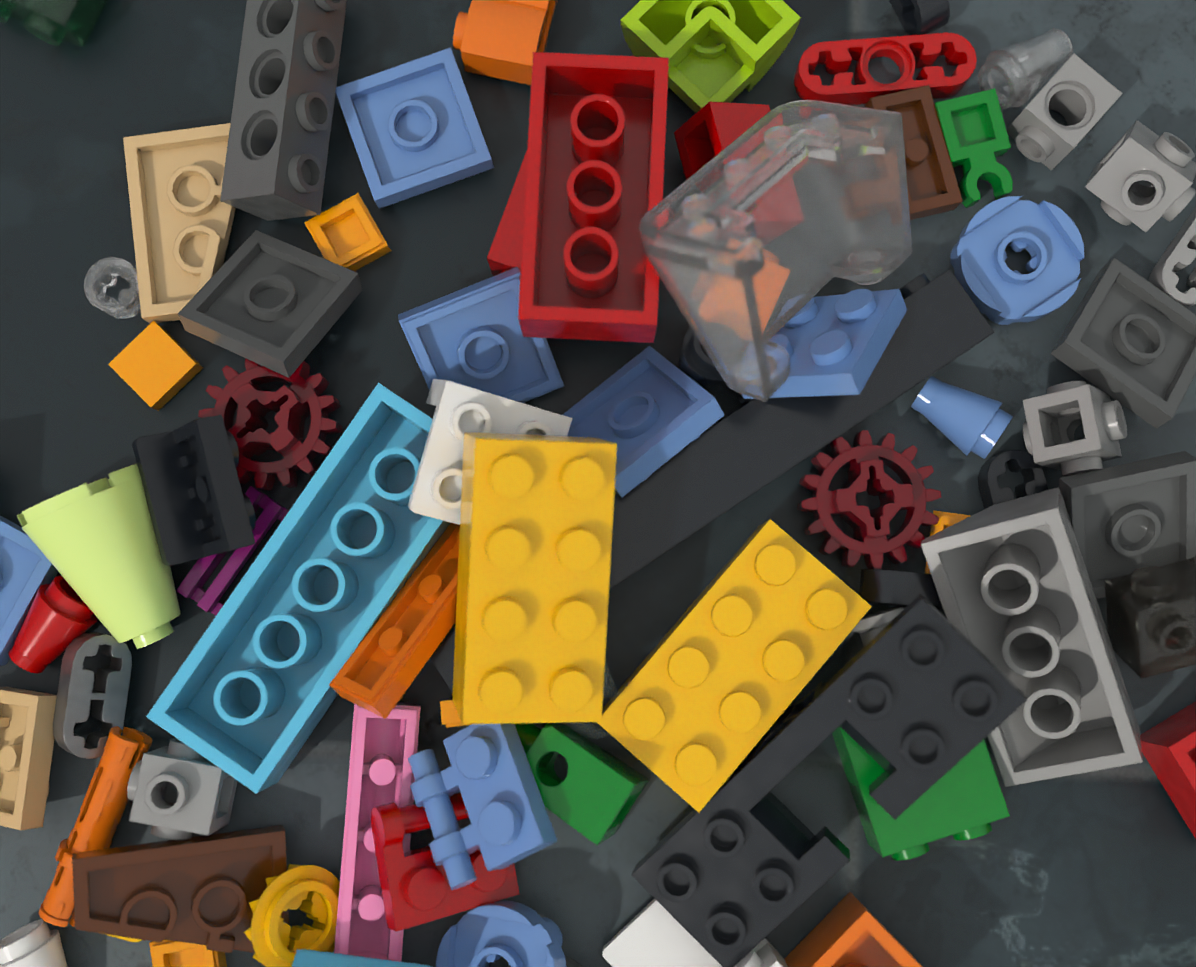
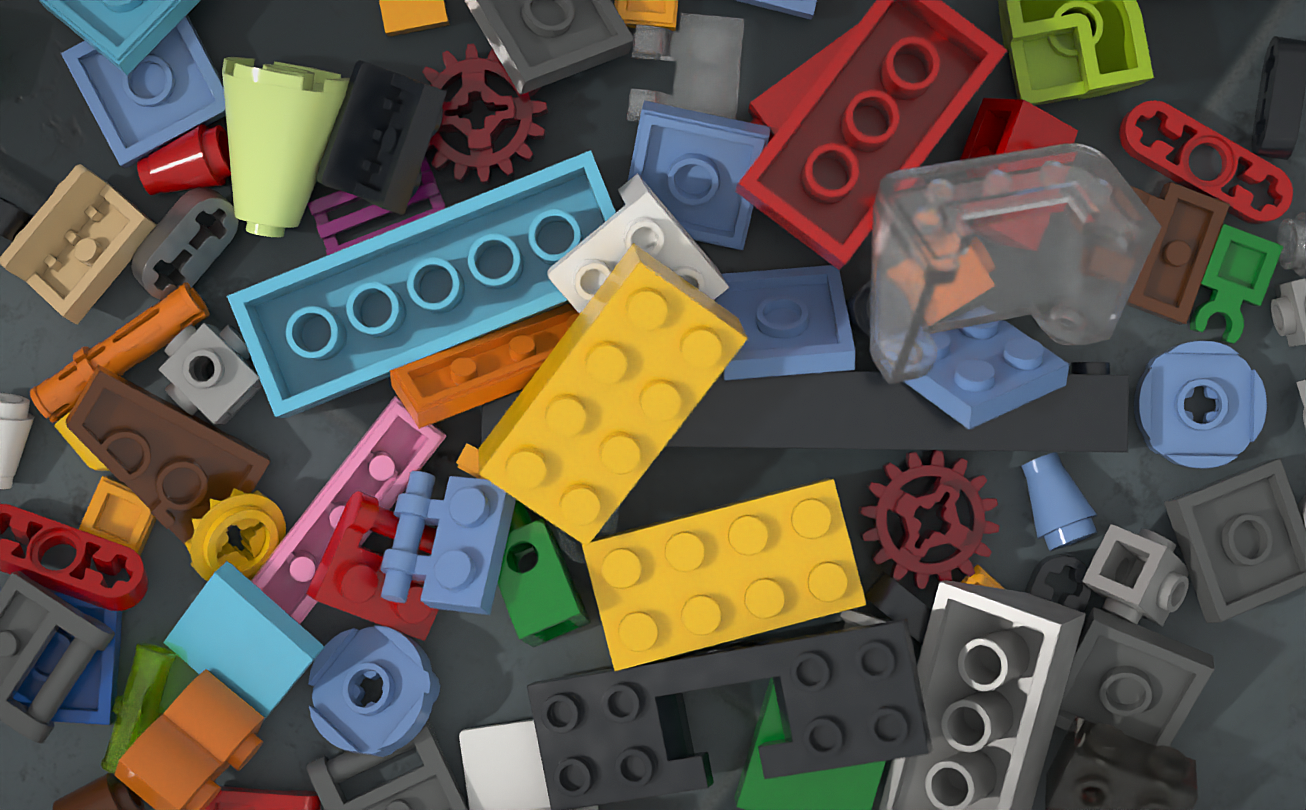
camera: 30 degrees right, 5 degrees up
(426, 251) = (705, 68): none -> clear plate

